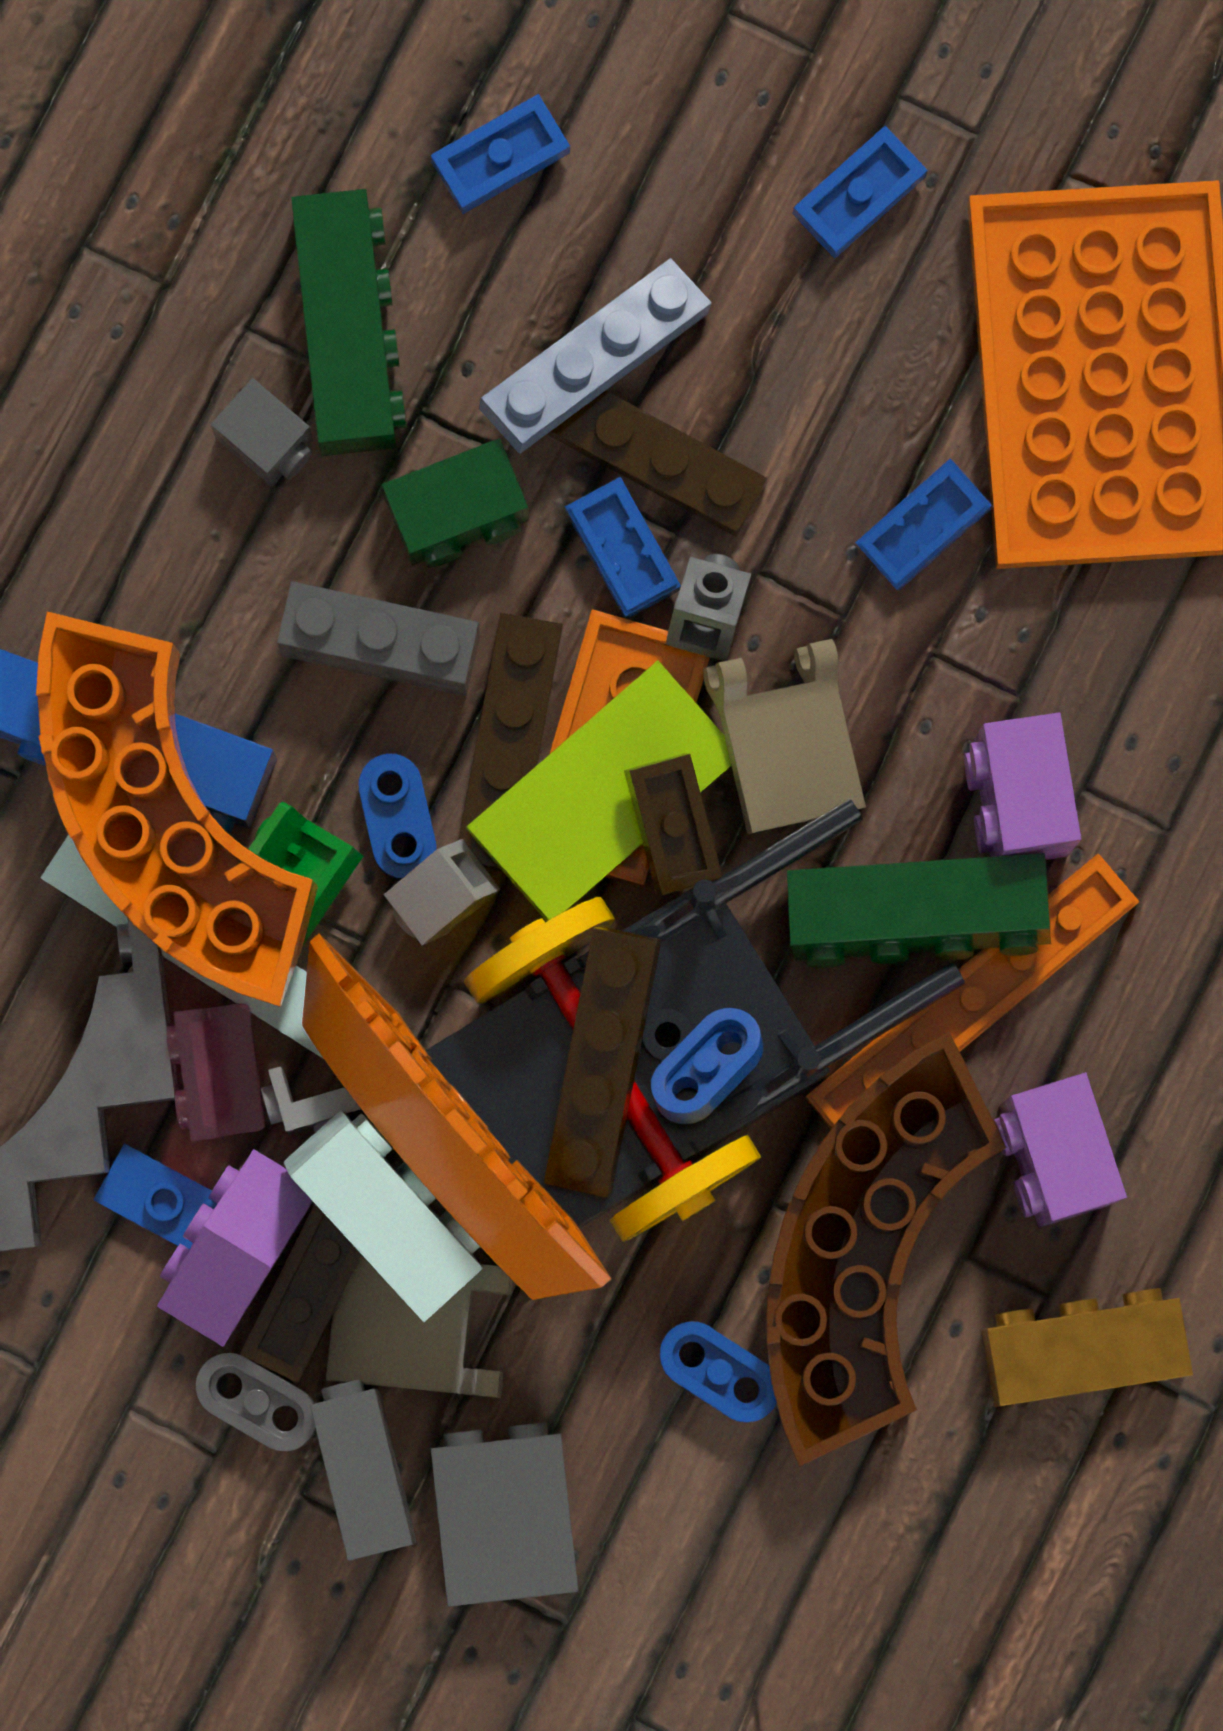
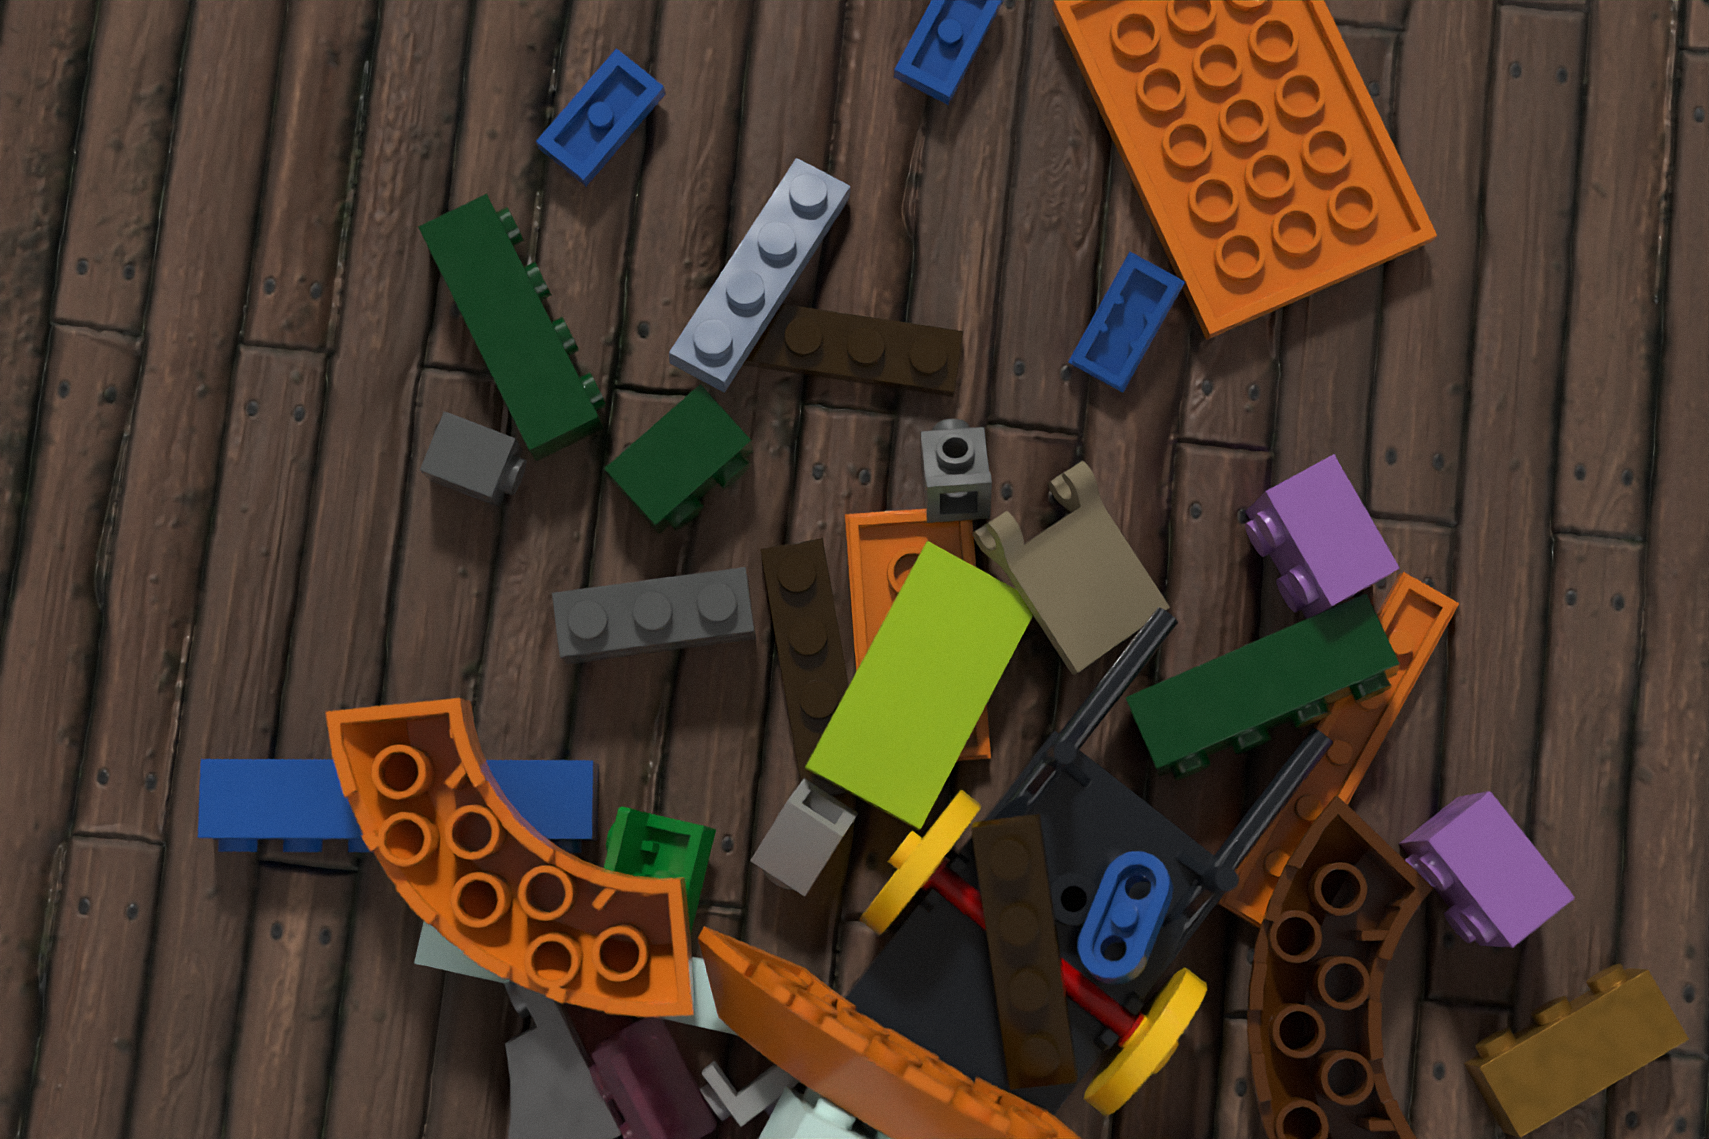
camera: 20 degrees left, 0 degrees up
(396, 815) = (733, 778): blue plate -> none
(622, 548) = (852, 446): blue plate -> none
(673, 823) = (1002, 693): dark brown plate -> none

